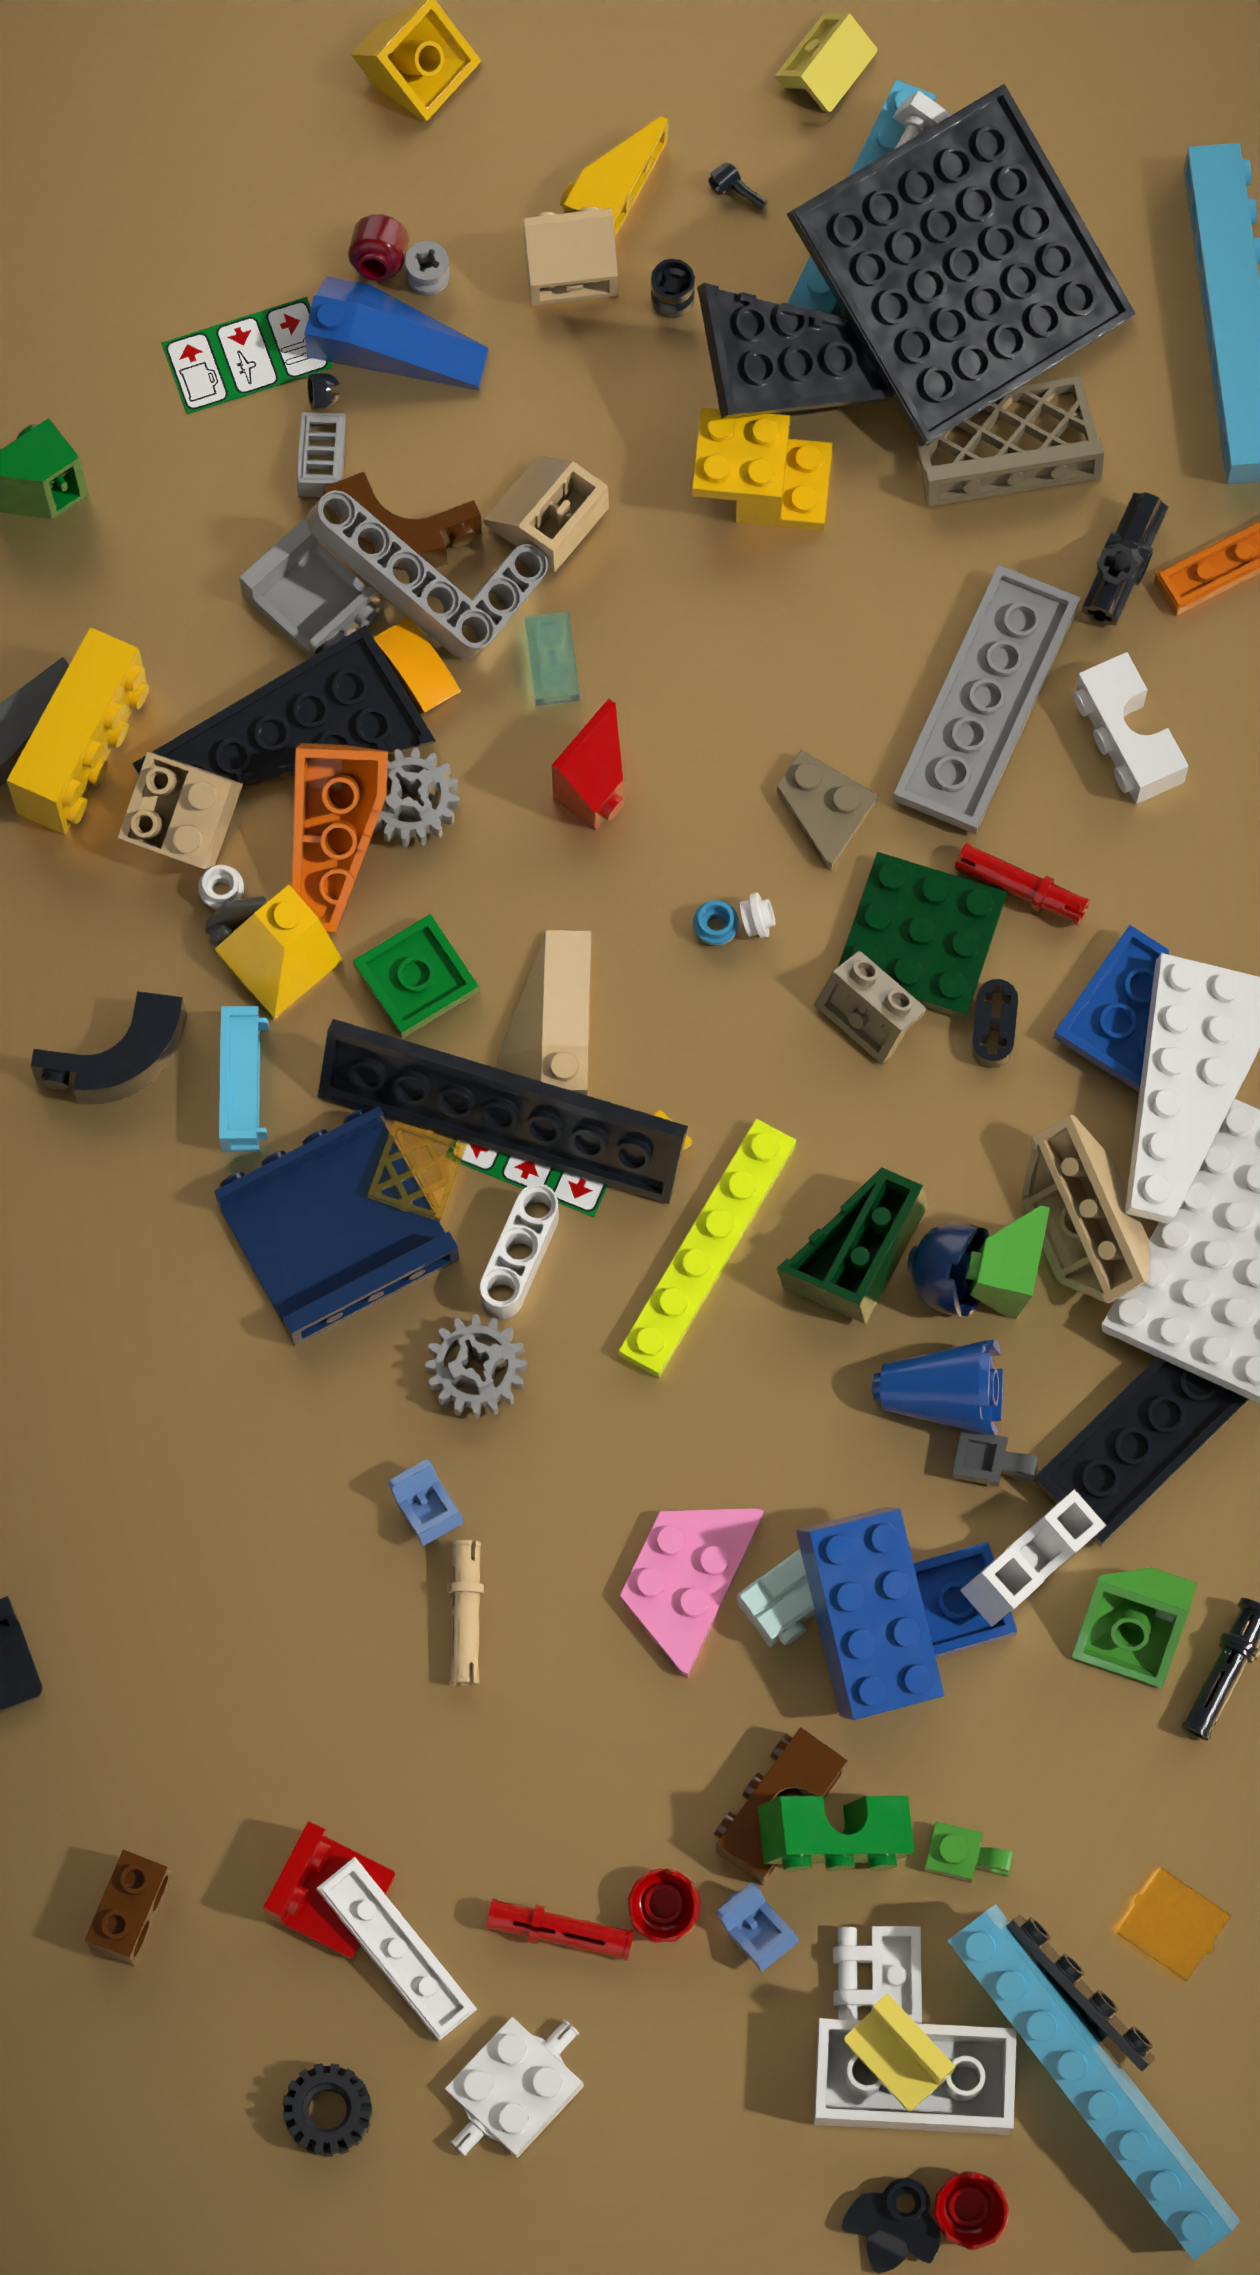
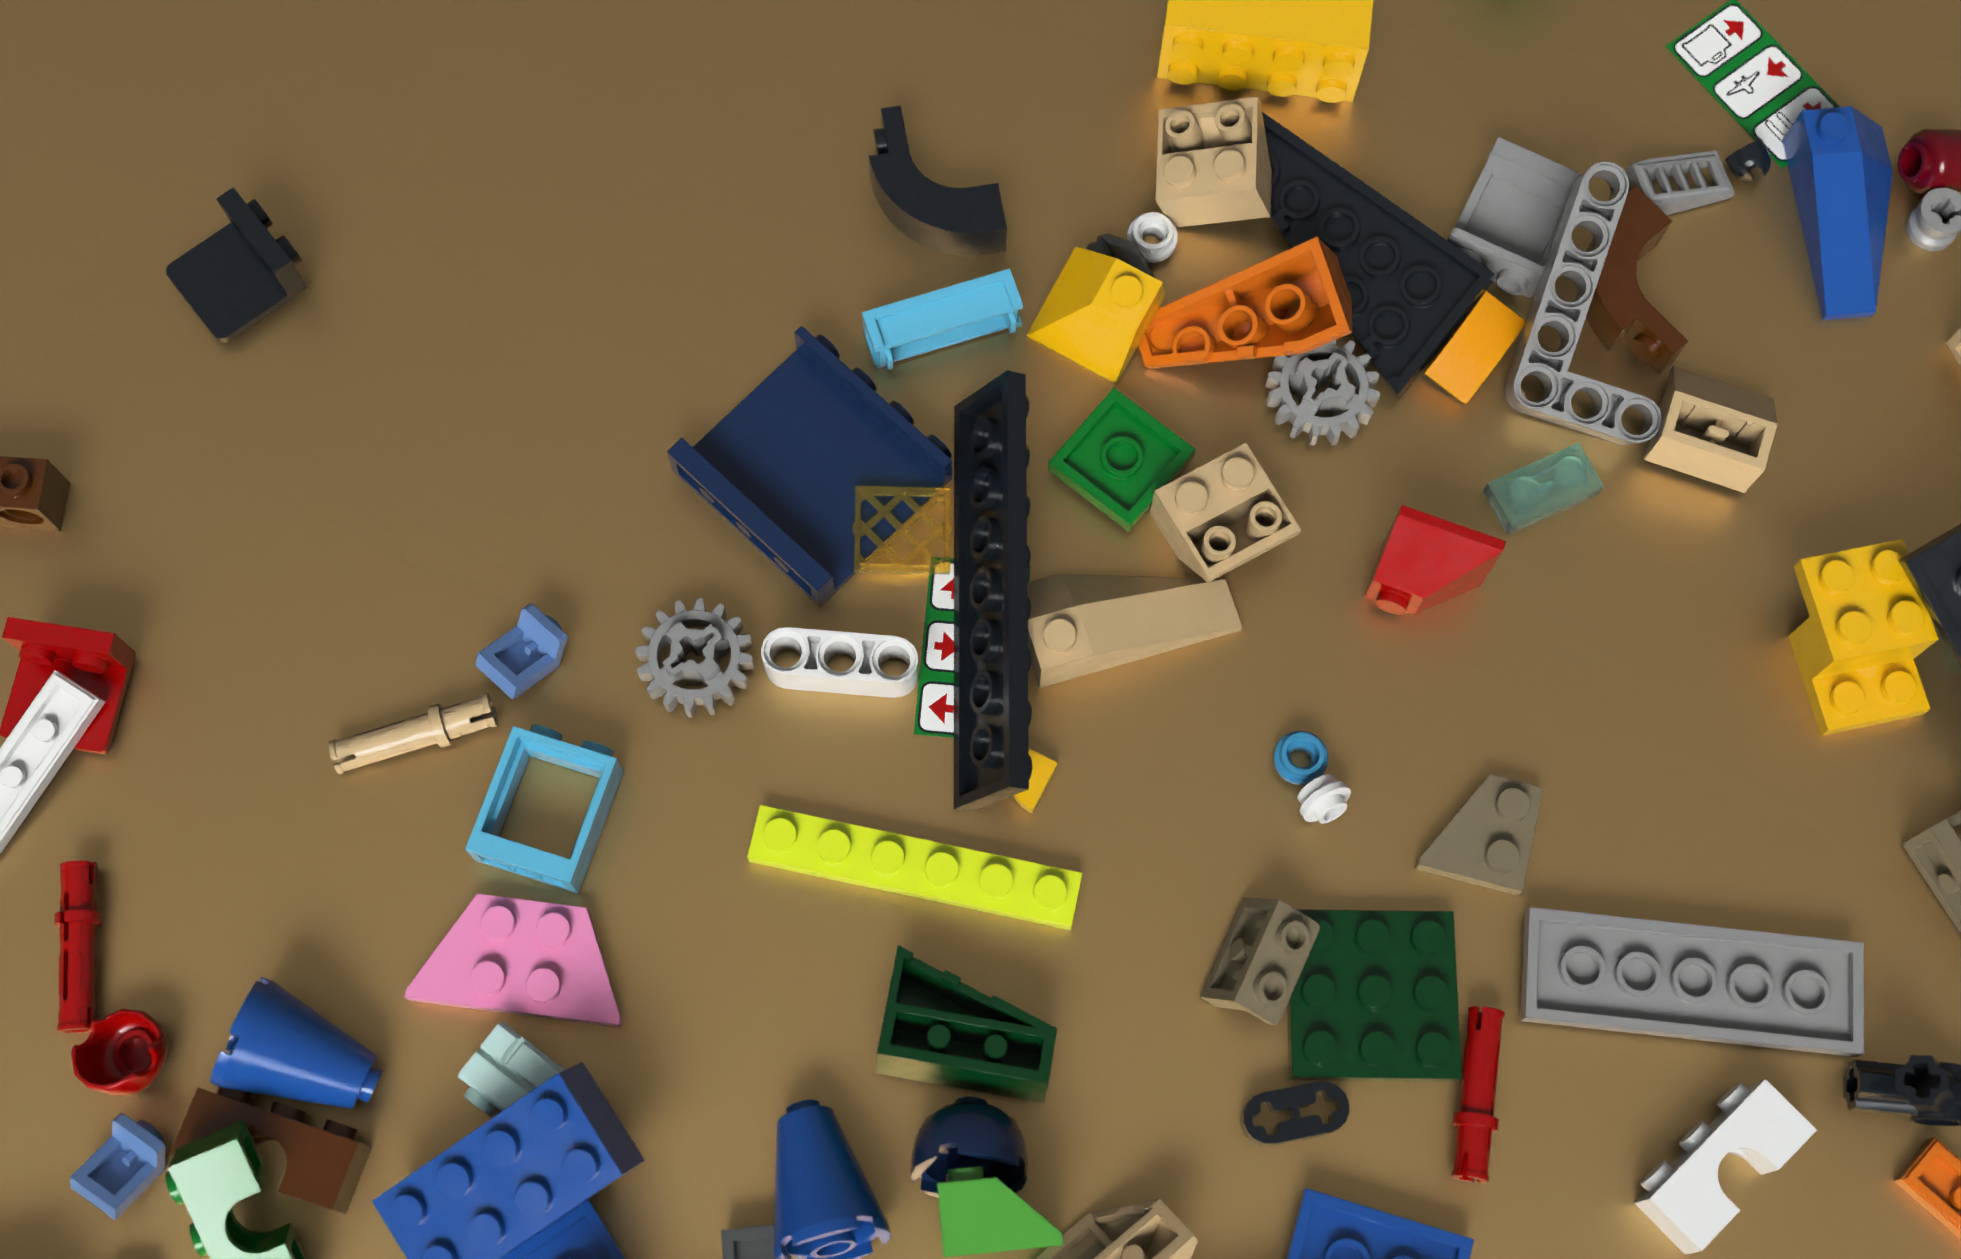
camera: 70 degrees right, 0 degrees up
(499, 910) = (1222, 514): none -> tan slope
(607, 1546) = (544, 744): none -> medium azure window
(707, 1768) = (293, 1053): none -> blue cone

